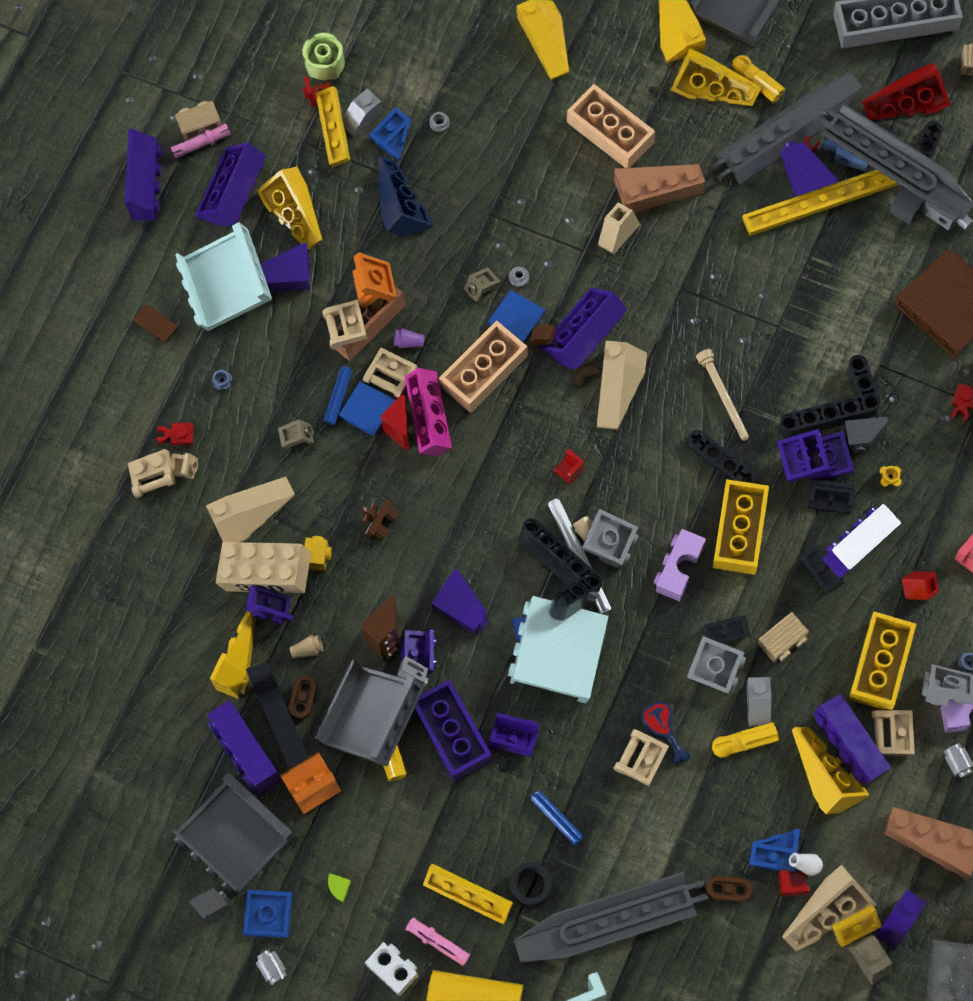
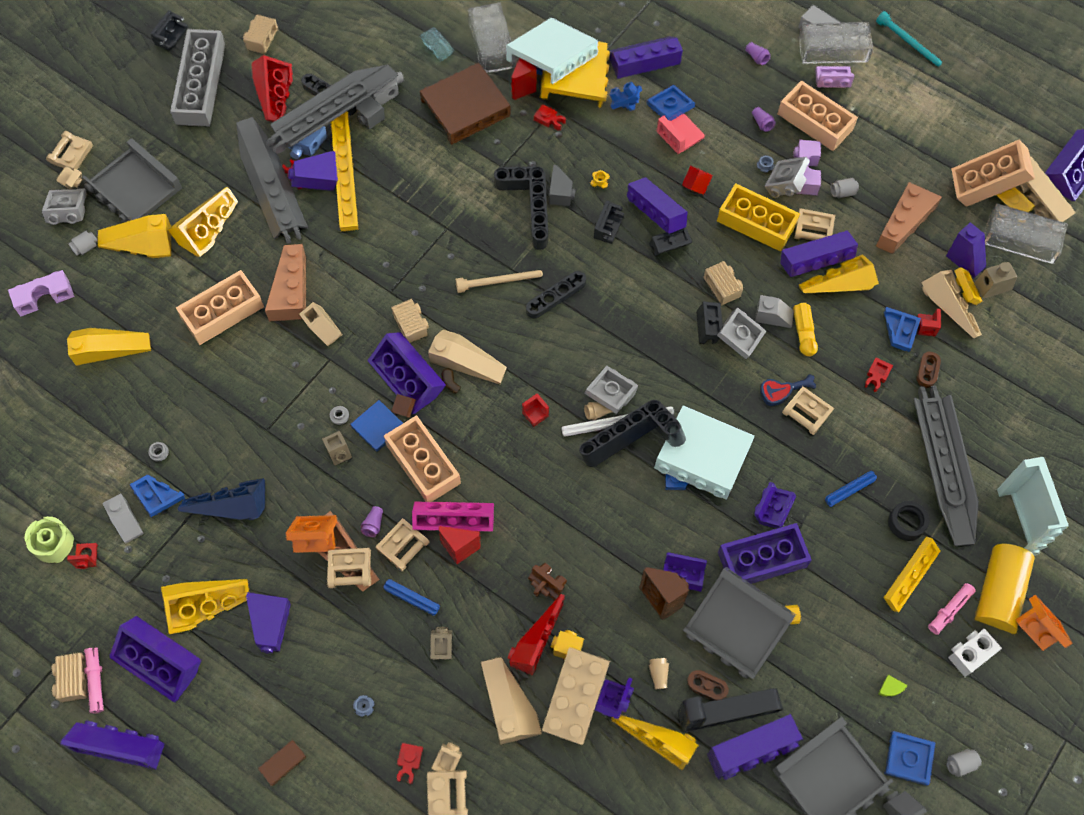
camera: 85 degrees left, 5 degrees down
(224, 279) = (258, 681): light aqua panel -> none
(306, 518) = (532, 644): none -> red wedge
(310, 783) = (794, 691): orange bracket -> none
(333, 126) = (127, 547): yellow plate -> none
(365, 408) = (431, 573): blue tile -> none
(413, 669) = (706, 576): light grey bracket -> none
(460, 604) = (644, 526): dark purple slope -> none
(645, 316) = (409, 320): none -> tan brick
(685, 548) = (655, 354): lavender arch -> none
(711, 832) = (878, 373): none -> red plate
(740, 527) = (622, 289): yellow brick -> none
(769, 87) = (199, 196): yellow piece -> none
(807, 863) = (913, 304): white cone -> none
(815, 456) = (575, 221): dark purple bracket -> none

